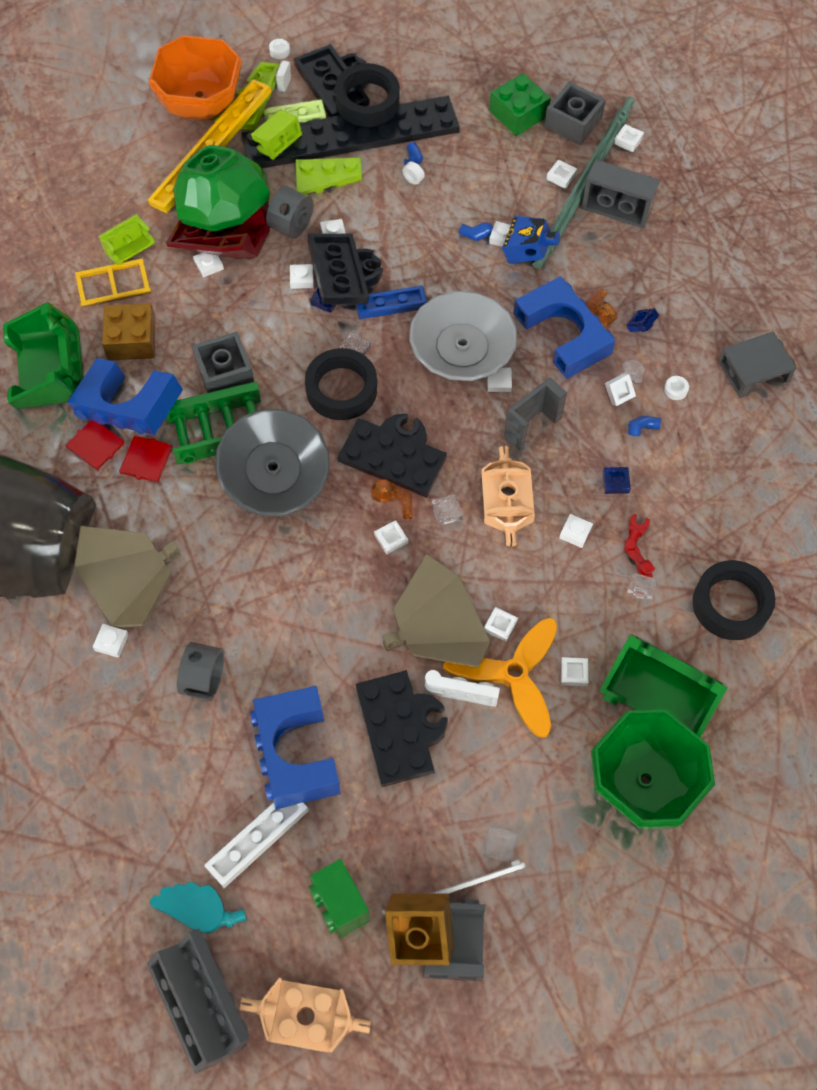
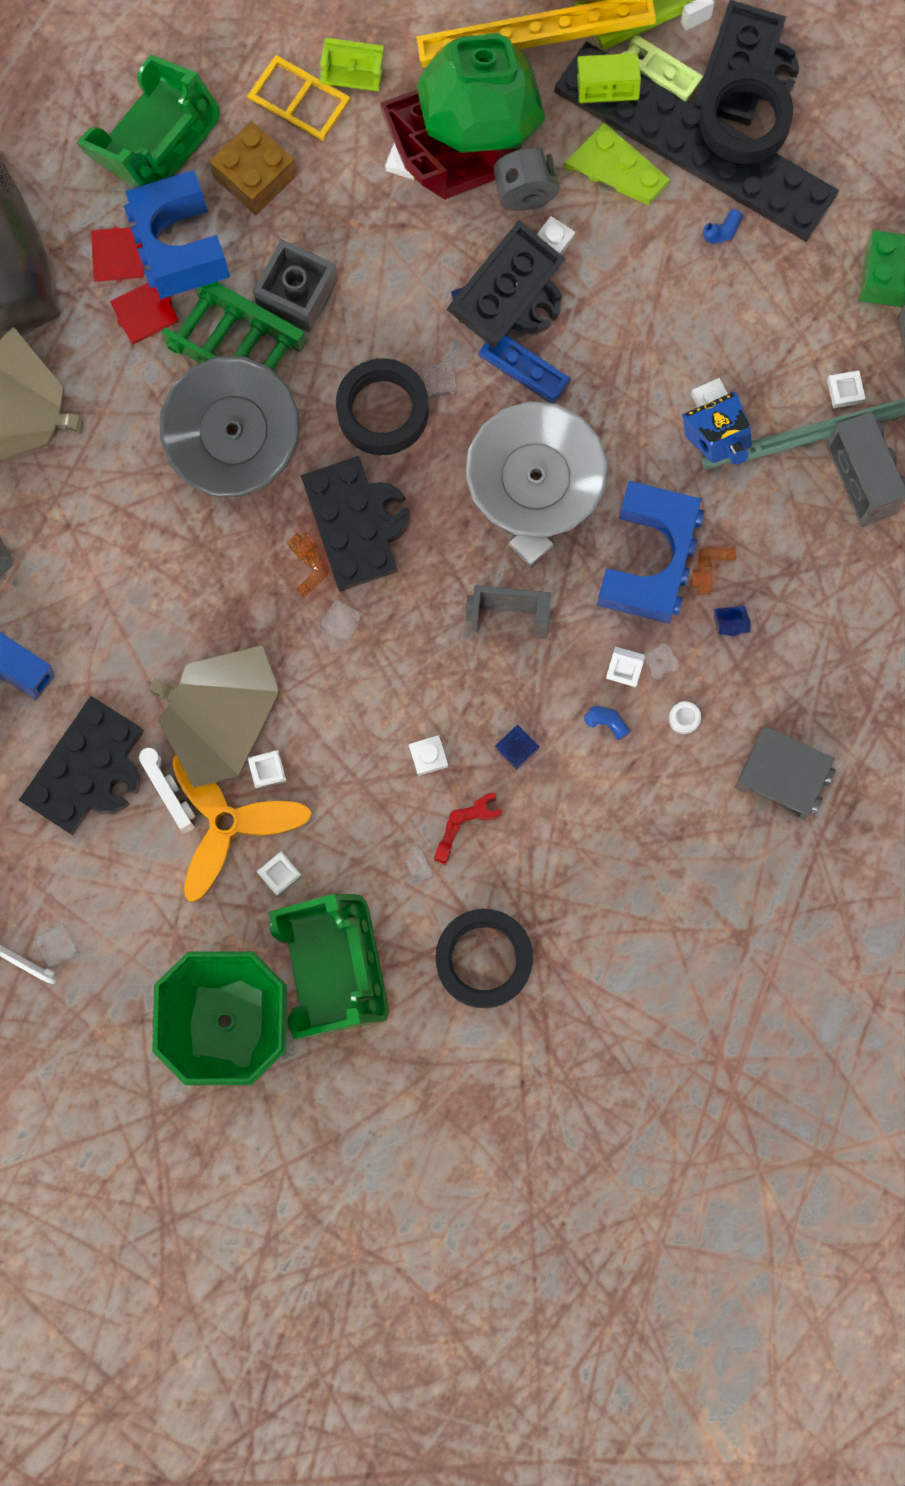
camera: 50 degrees right, 15 degrees up
(301, 276) = (470, 256): white plate -> none
(391, 537) = (265, 597): white tile -> none
(413, 173) = (699, 247): white tile -> none
(478, 232) = (689, 373): blue arm -> none
(506, 511) = (400, 684): light nougat plate -> none

